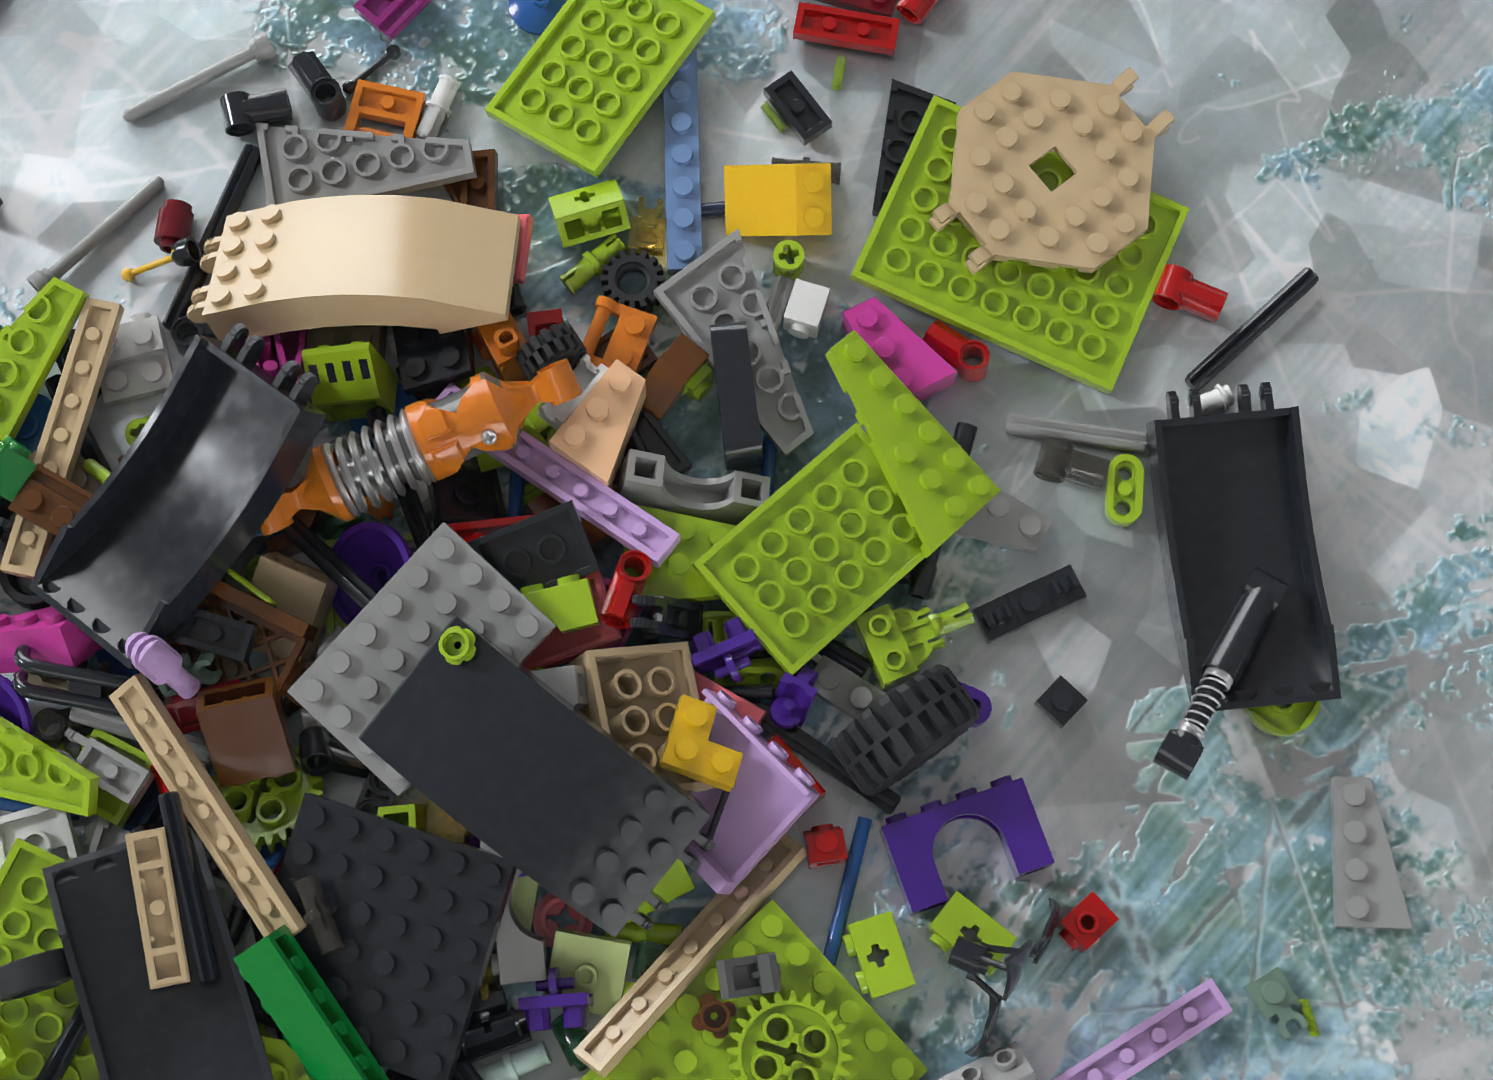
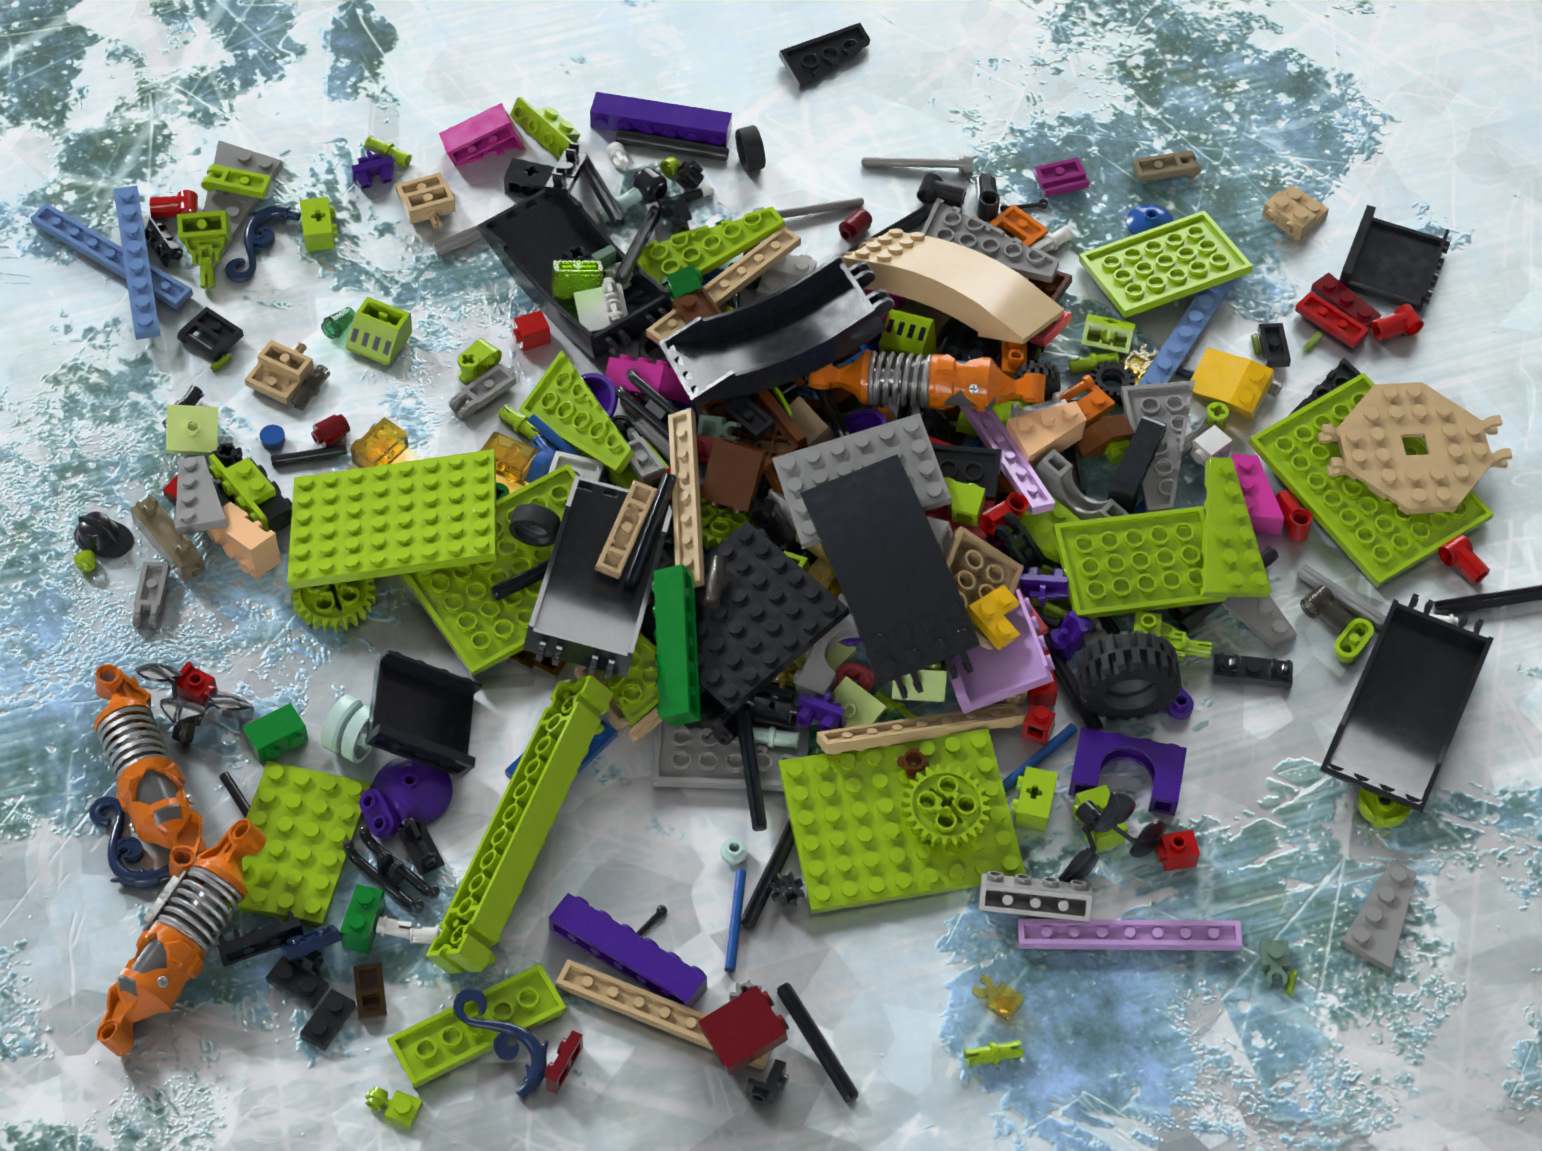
camera: 30 degrees right, 20 degrees down
(160, 663) = (710, 406): lavender arm -> none
(183, 253) = (852, 238): black hinge -> none
(447, 645) = (888, 459): lime plate -> none
(717, 814) = (967, 677): black hinge -> none
(748, 976) = (947, 751): dark grey bracket -> none
(1061, 701) = (1239, 731): black plate -> none
(1221, 671) = (1401, 734): black piece -> none

